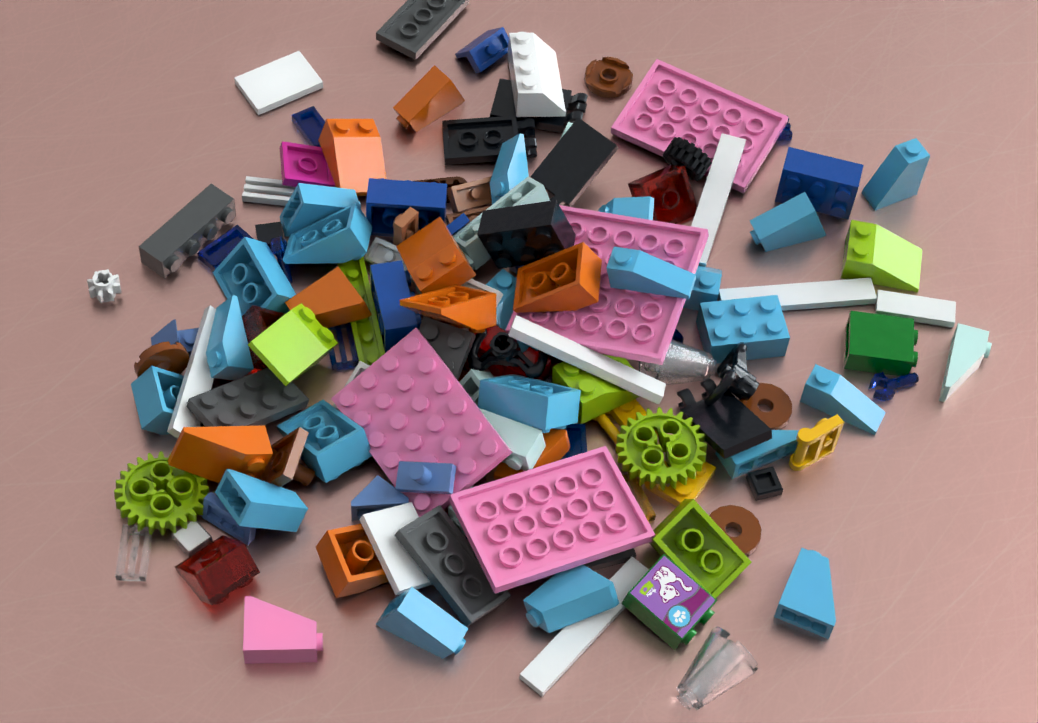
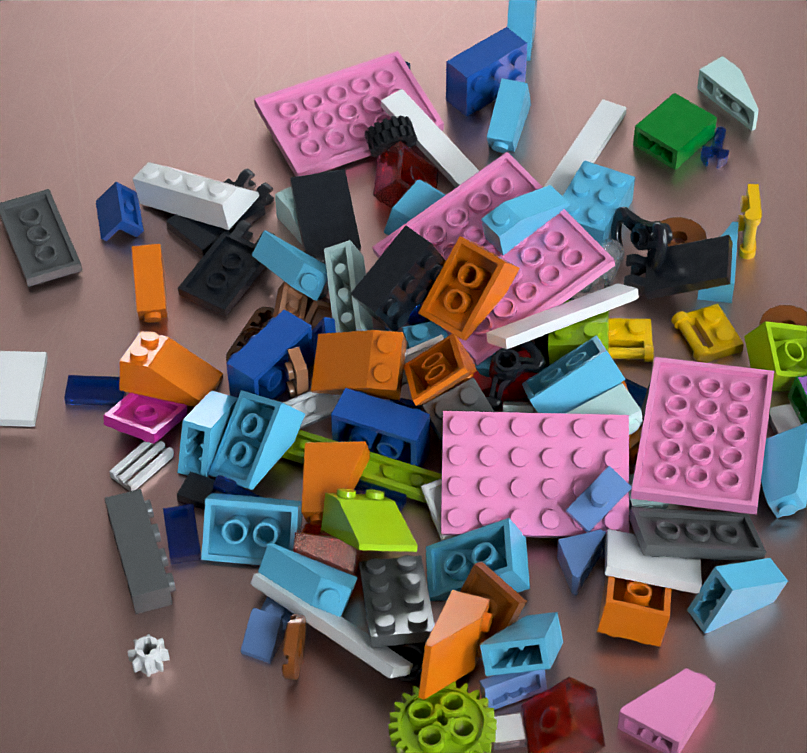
camera: 50 degrees left, 5 degrees down
(156, 397) = (333, 673): medium azure slope -> none
(608, 87) = (232, 158): dark orange tile -> none
(685, 442) = (680, 323): lime gear -> none
(764, 483) = (753, 283): black tile -> none
(836, 395) = (707, 187): medium azure slope -> none
(882, 256) = (583, 82): lime slope -> none
(919, 308) = (653, 91): white tile -> none

